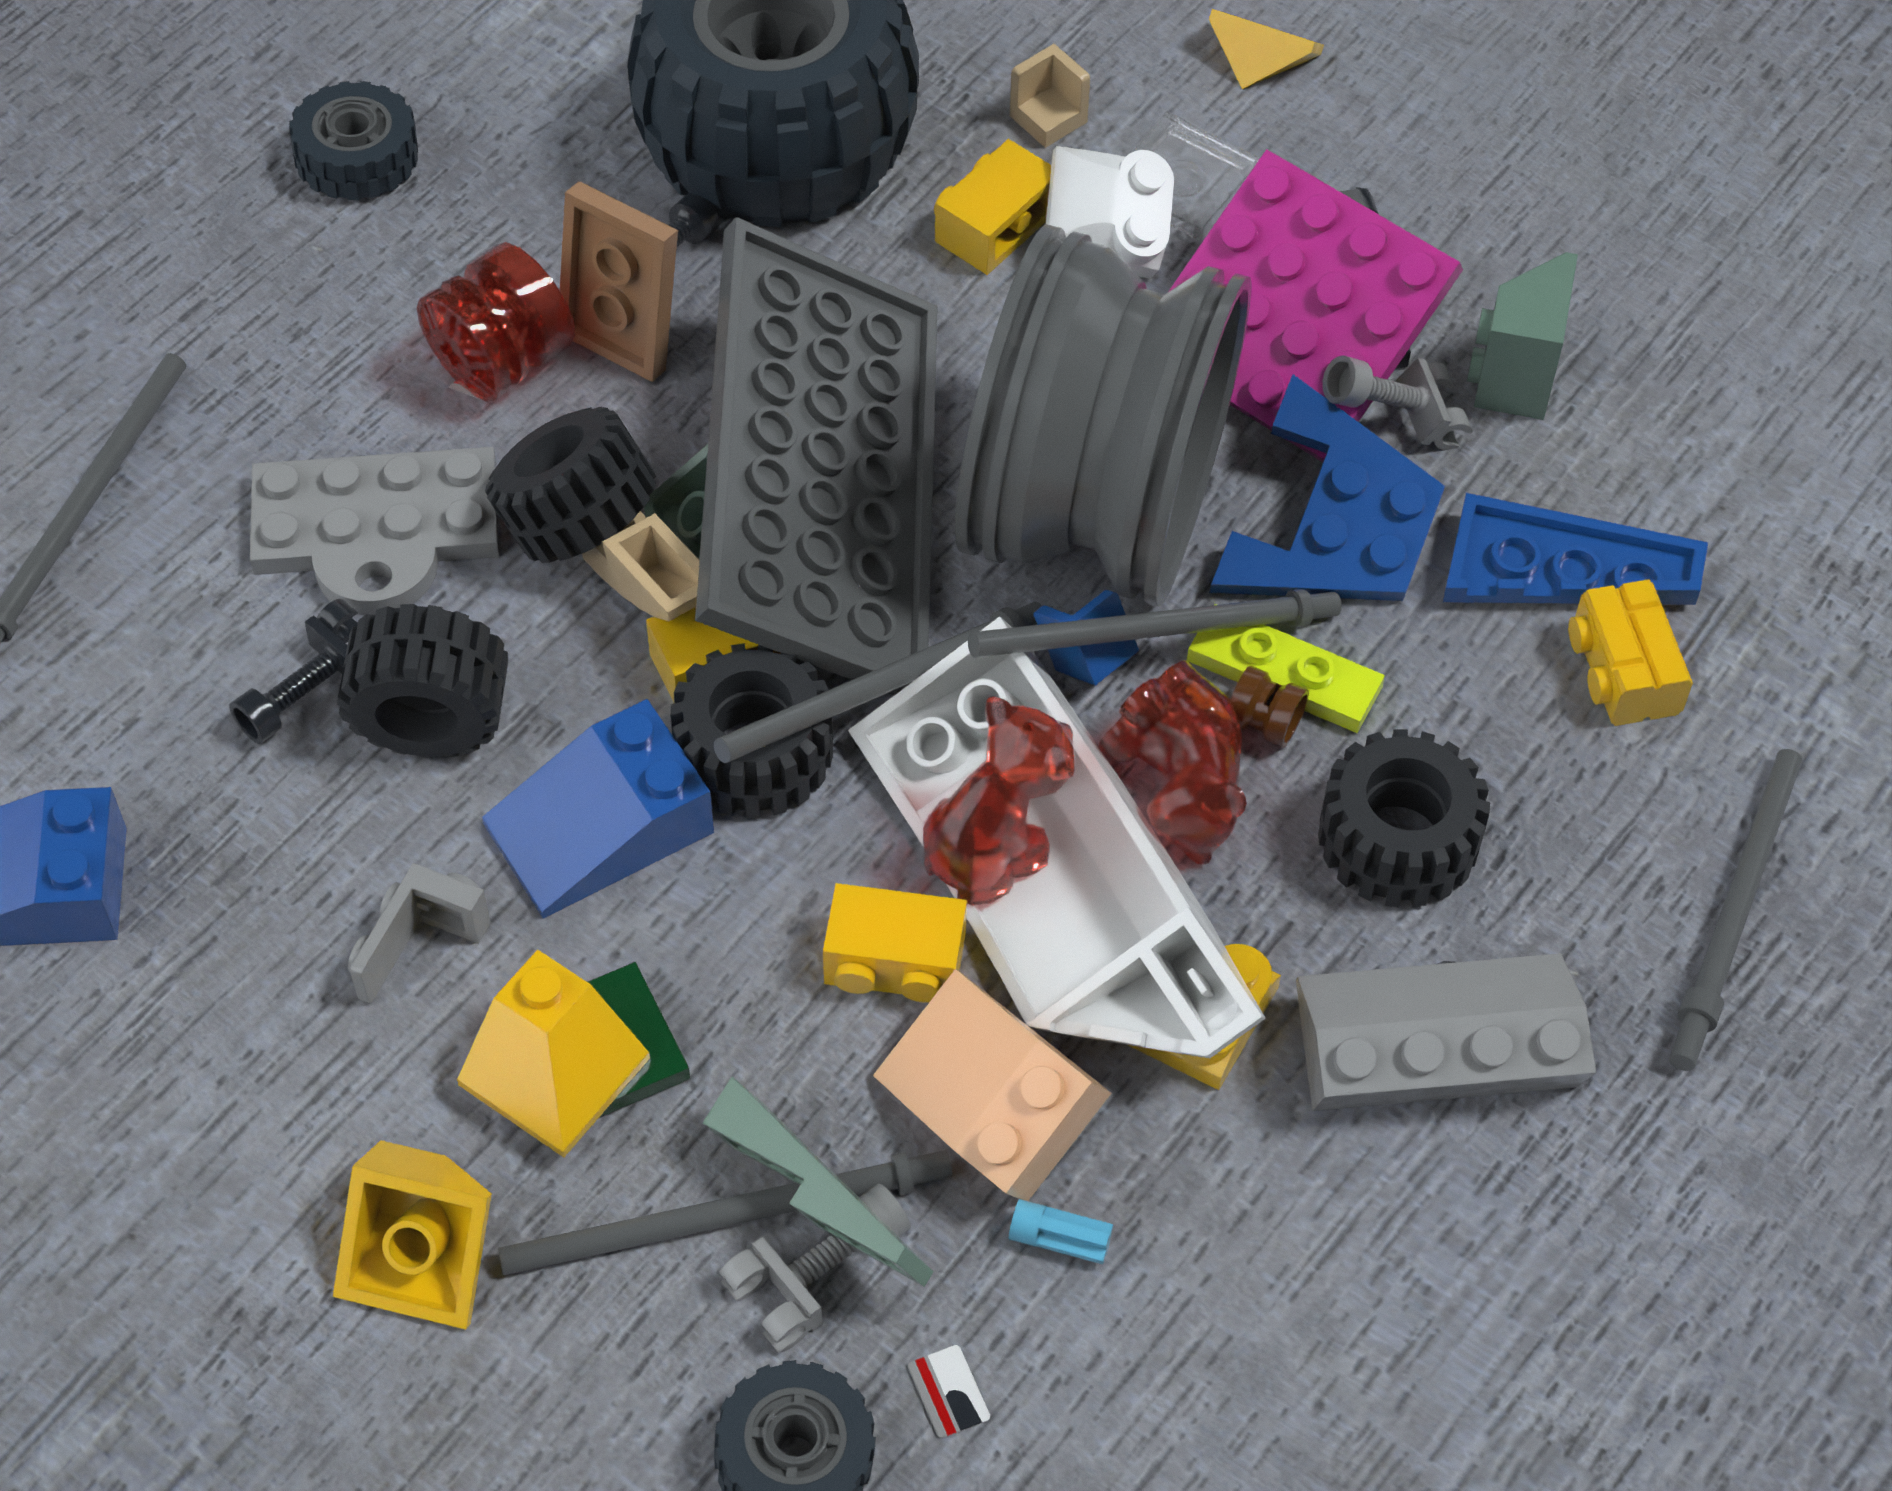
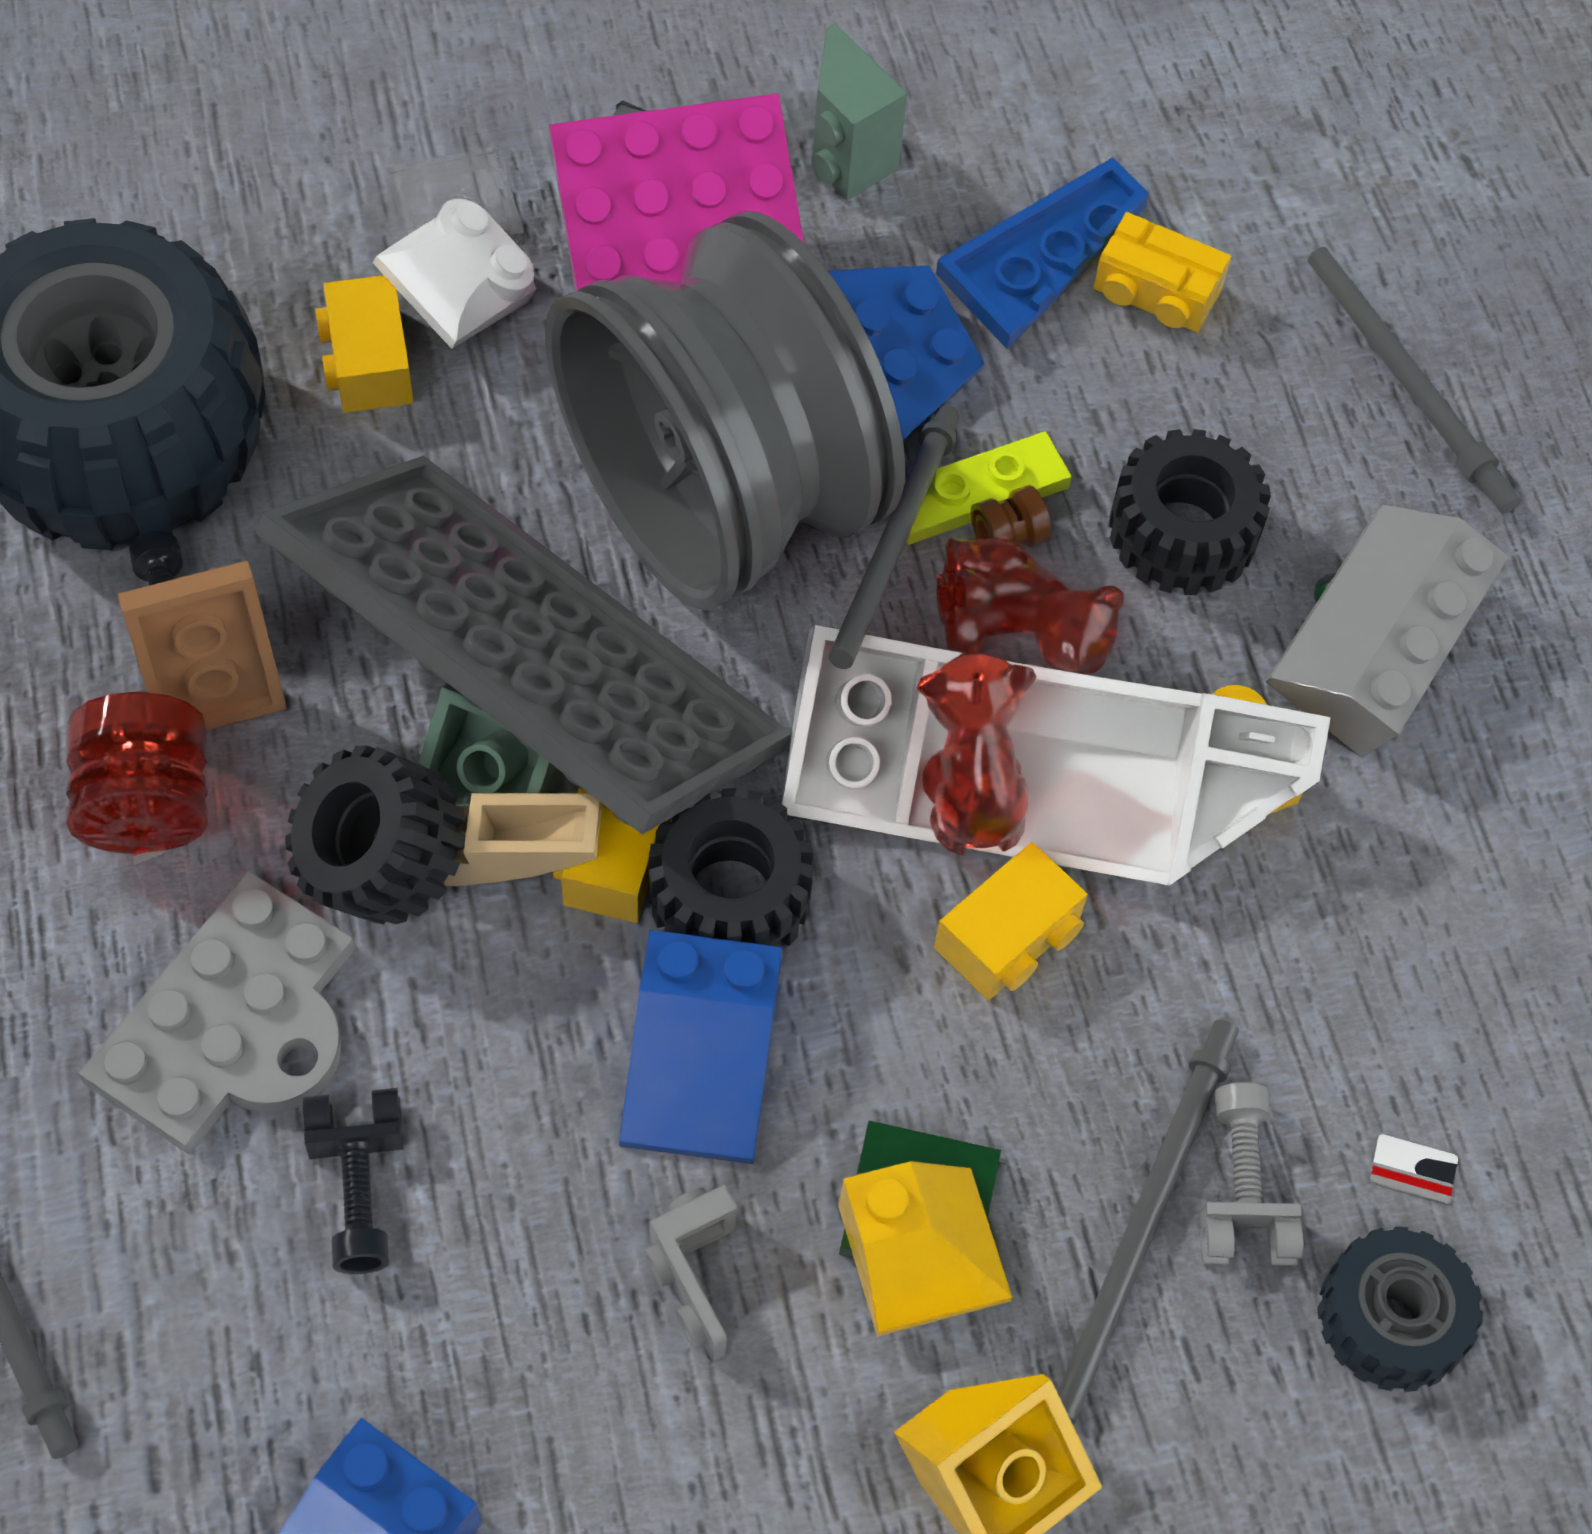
camera: 55 degrees left, 5 degrees up
(423, 681) = (478, 1087): black tyre -> none
(822, 1196) = (1235, 1129): sand green slope -> none
(854, 692) = (781, 637): dark grey bar -> none
(991, 1087) = (1201, 947): light nougat slope -> none
(1049, 95) = (295, 227): tan panel -> none
(1060, 1231) = (1345, 993): medium azure piece -> none
(1092, 661) = (841, 584): blue panel -> none
(1259, 50) = (385, 67): yellow slope -> none
(1352, 382) = (831, 223): light grey bar -> none

